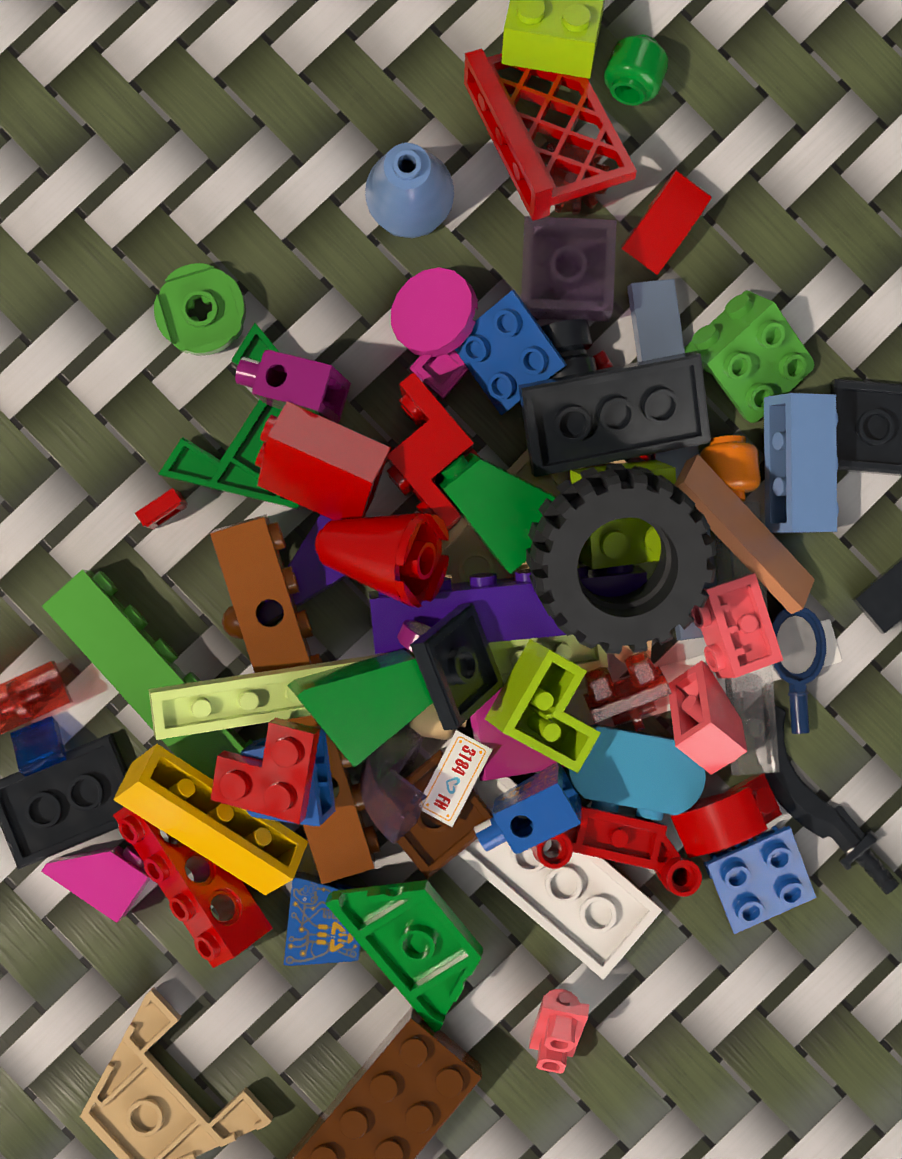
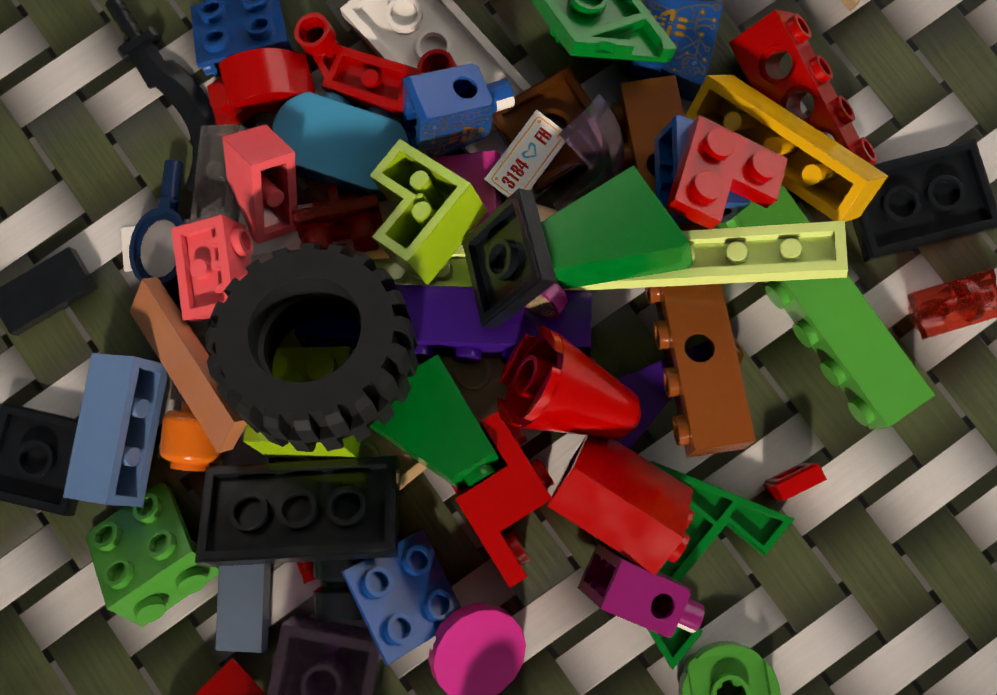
camera: 170 degrees left, 5 degrees down
(38, 746) = (945, 256): clear blue tile -> none
(103, 878) = (897, 116): dark pink slope -> none
(440, 372) = (480, 585): dark pink tile -> none

